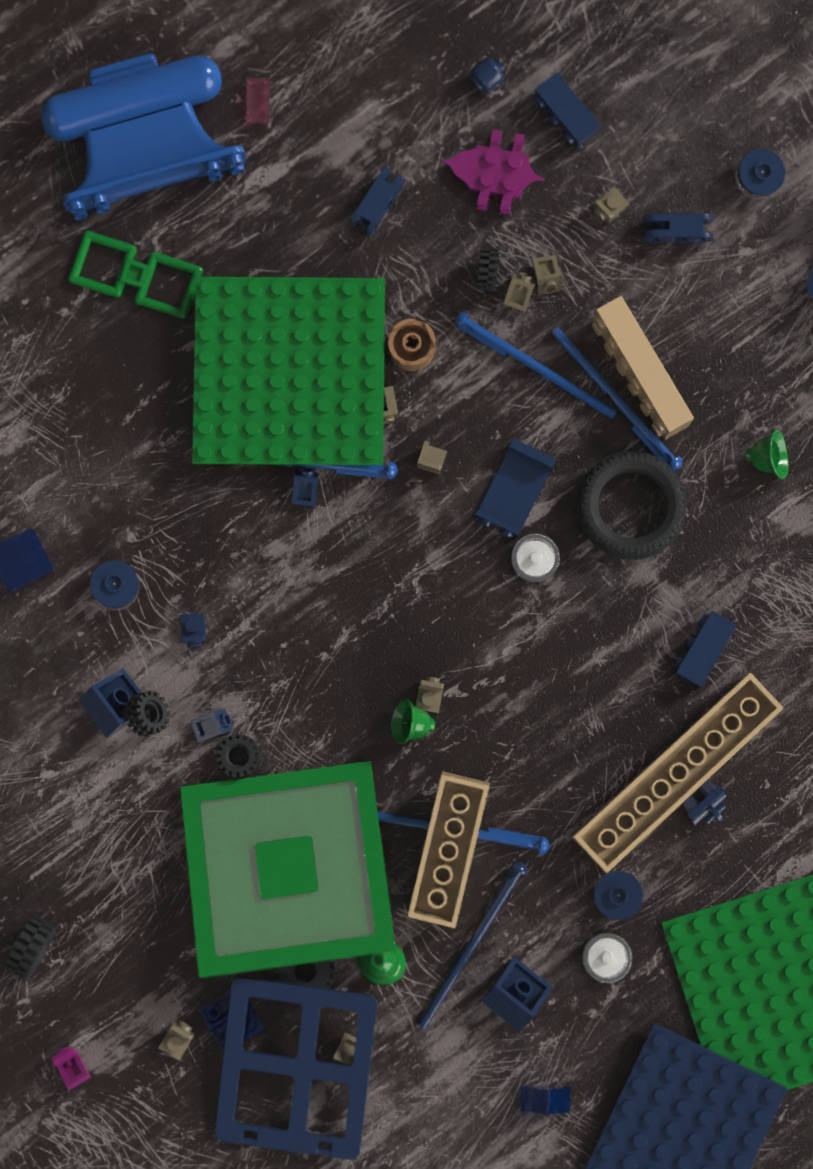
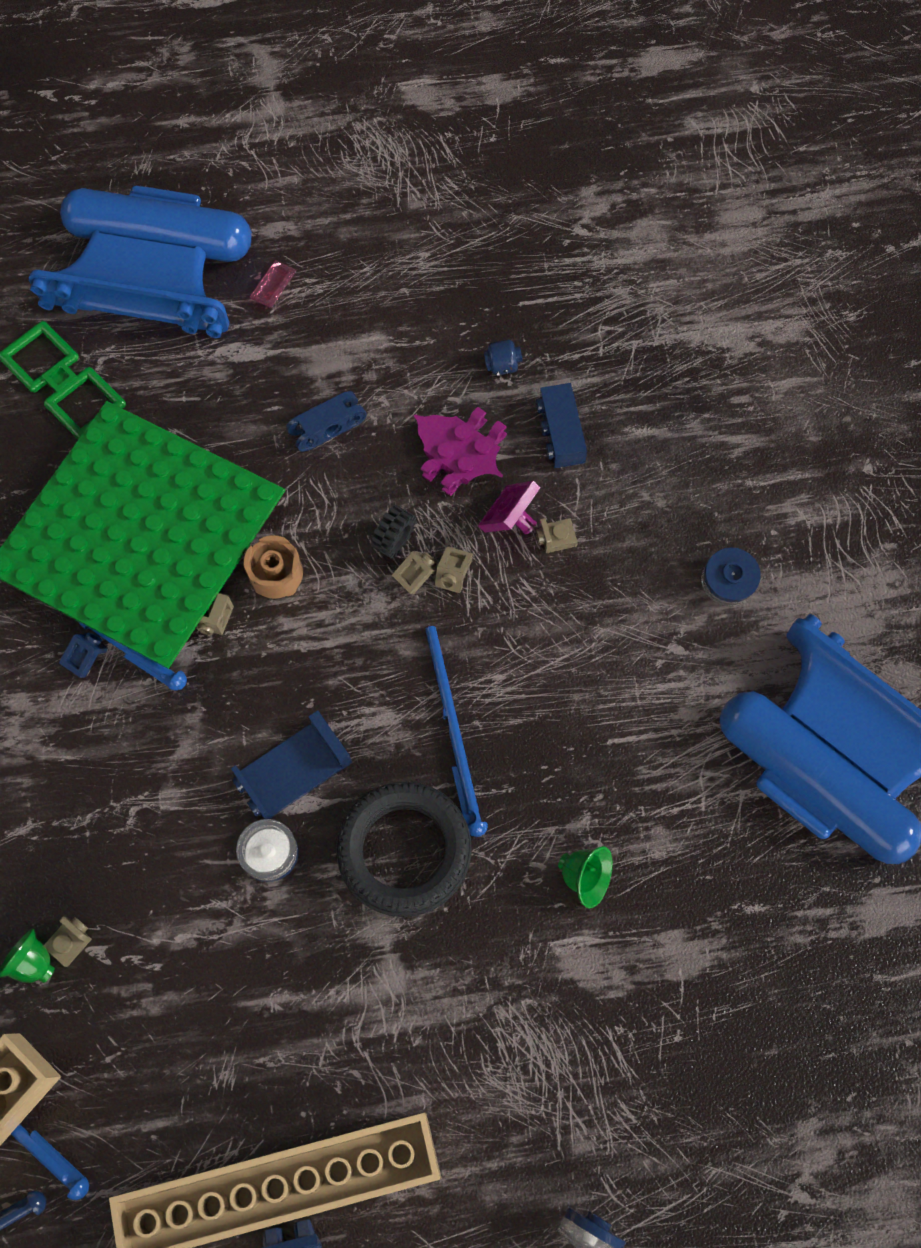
camera: 30 degrees right, 15 degrees down
(431, 458) = (225, 689): dark tan panel -> none
(503, 347) = (341, 574): blue bar -> none
(566, 203) = (510, 509): none -> magenta tile
(642, 368) = (495, 713): tan brick -> none
(678, 228) = (614, 588): dark blue piece -> none
(704, 649) = (392, 1056): dark blue brick -> none

